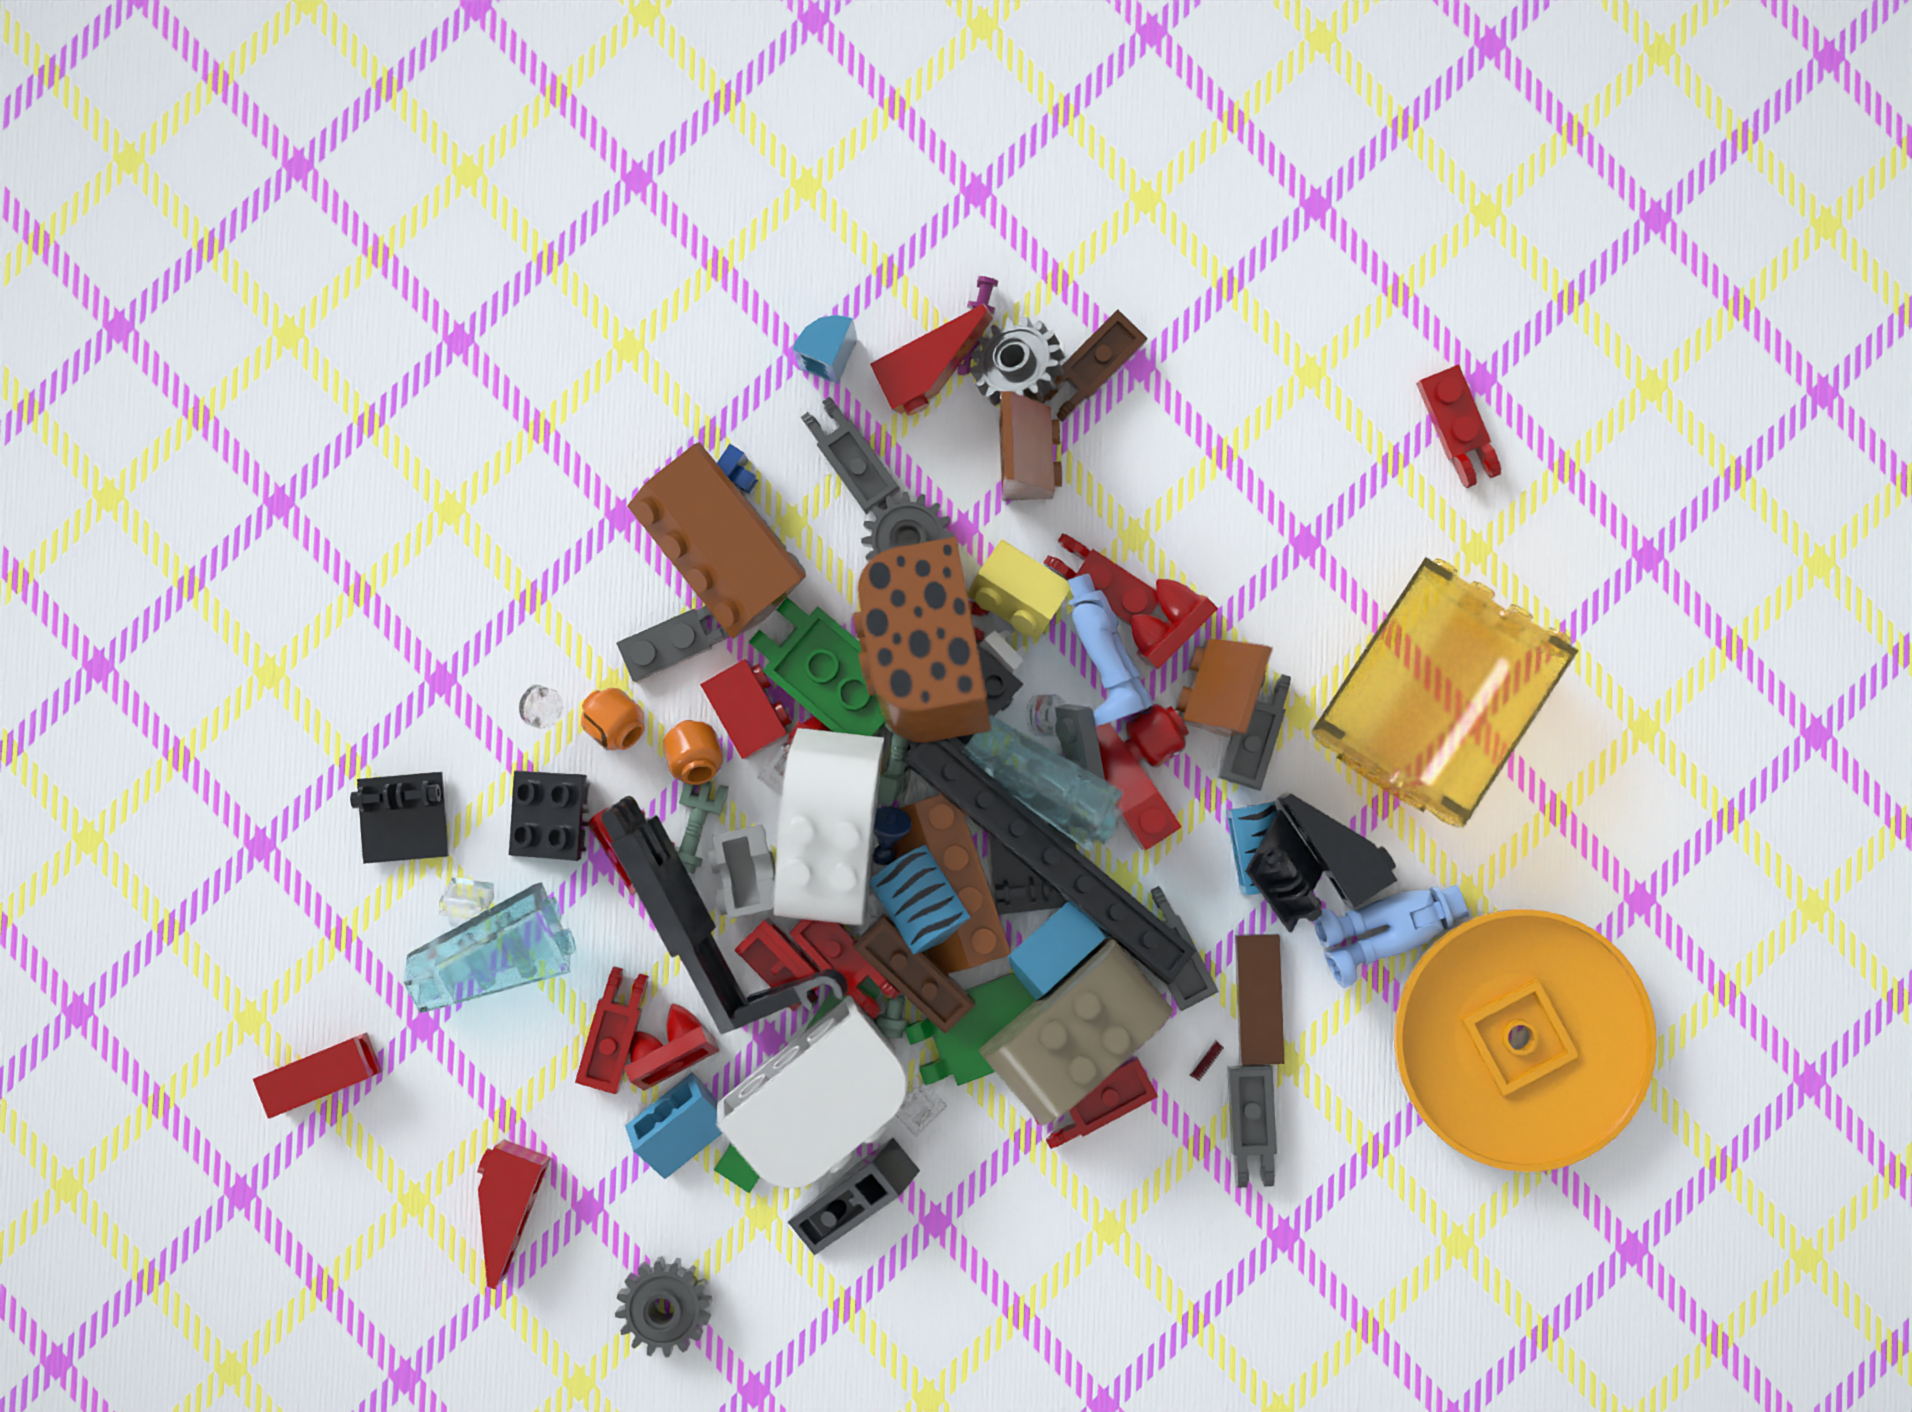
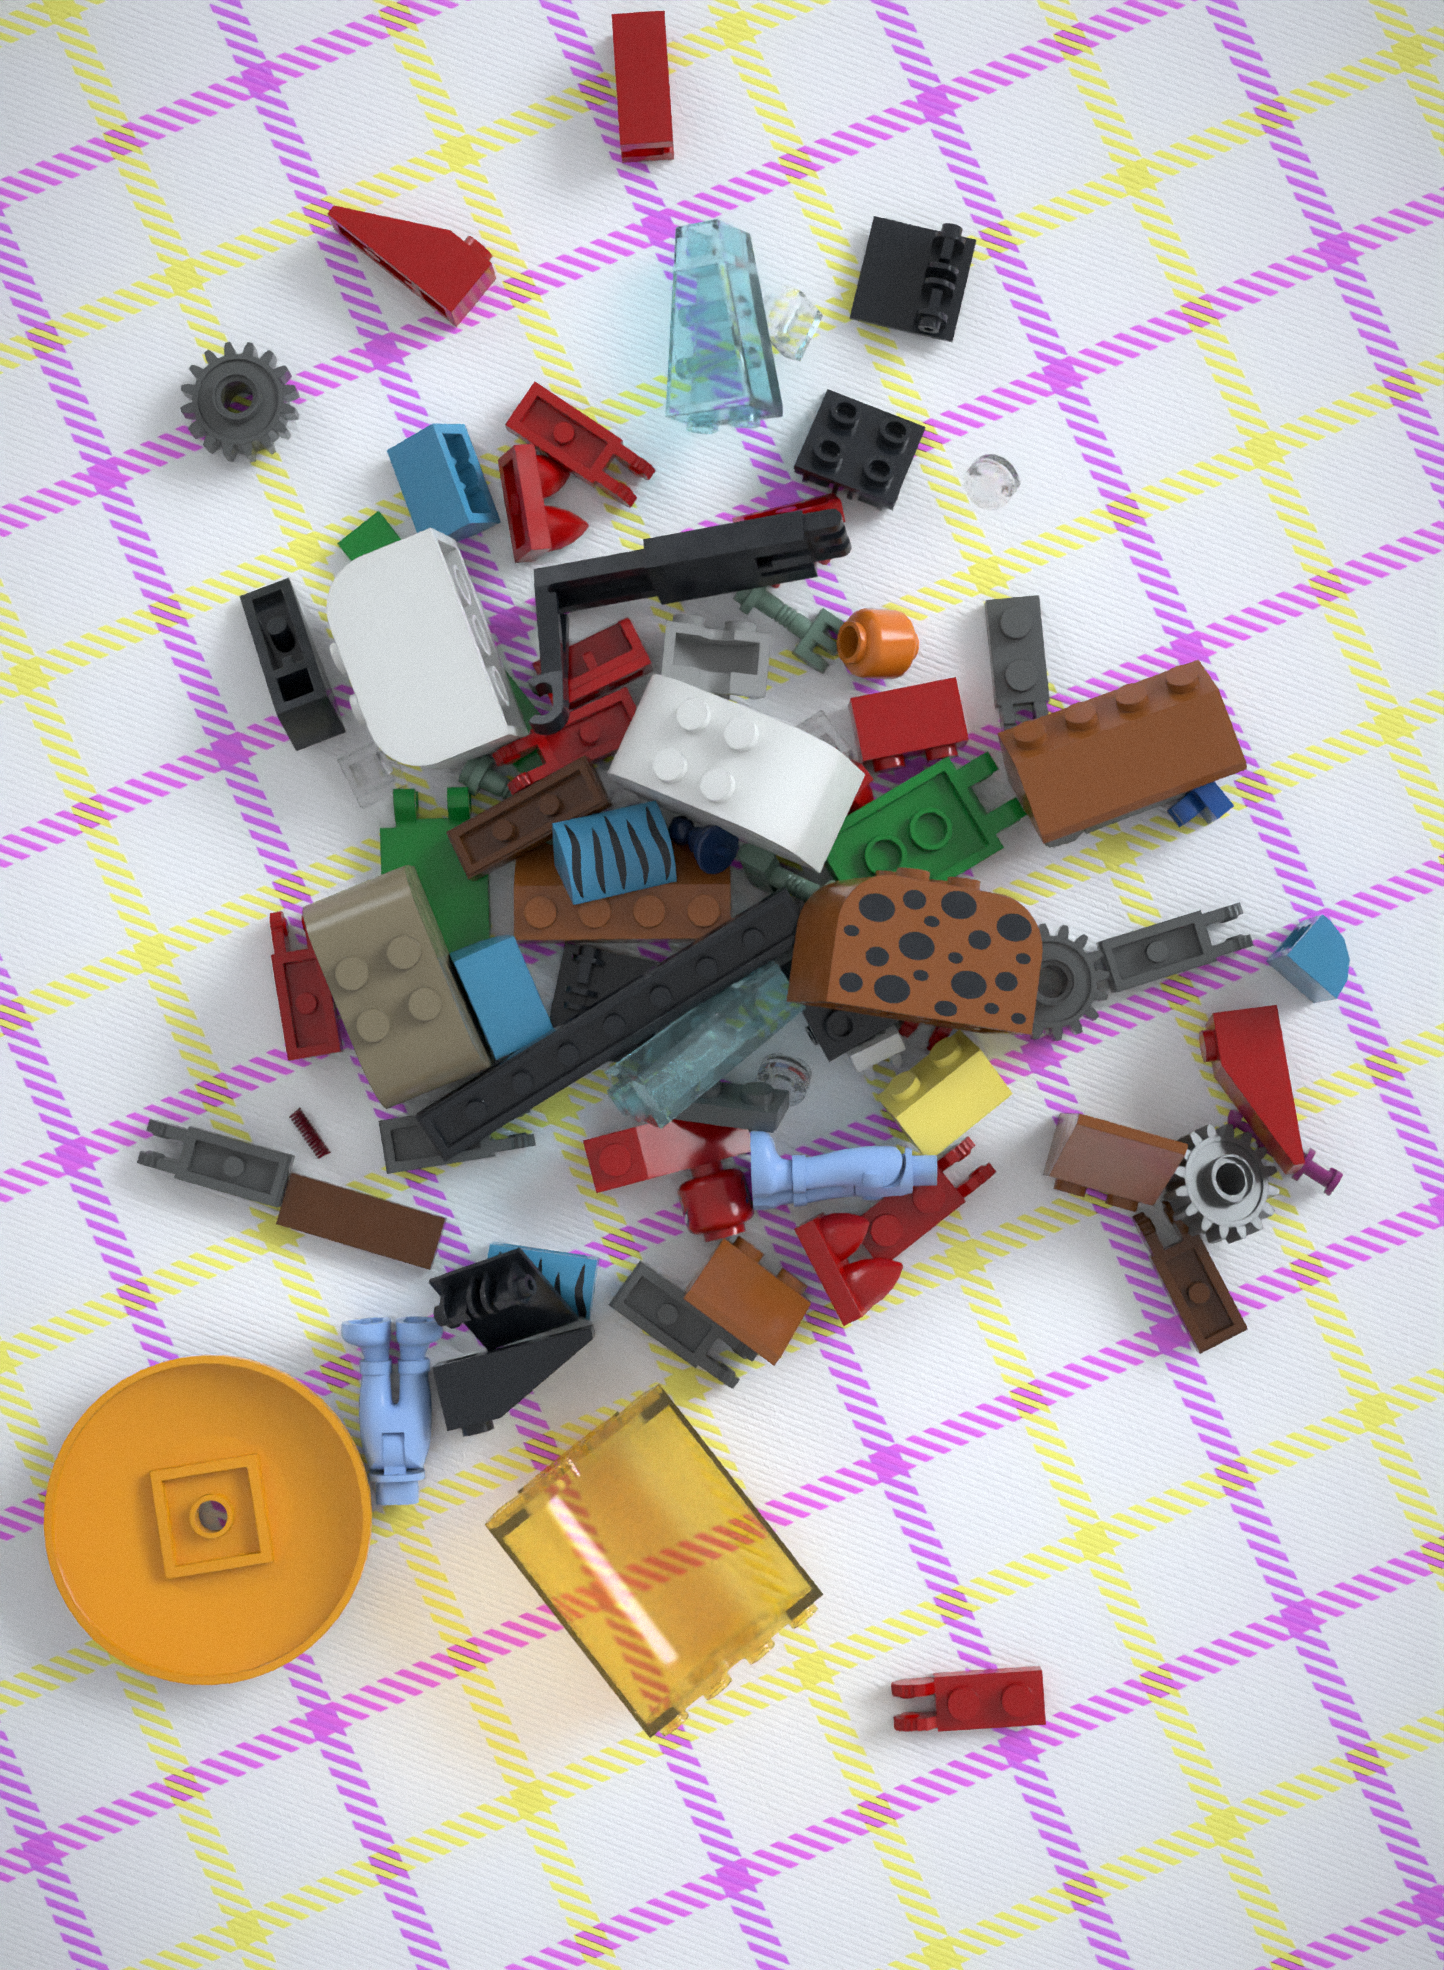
camera: 110 degrees right, 0 degrees up
(612, 719) = (948, 561): orange head -> none

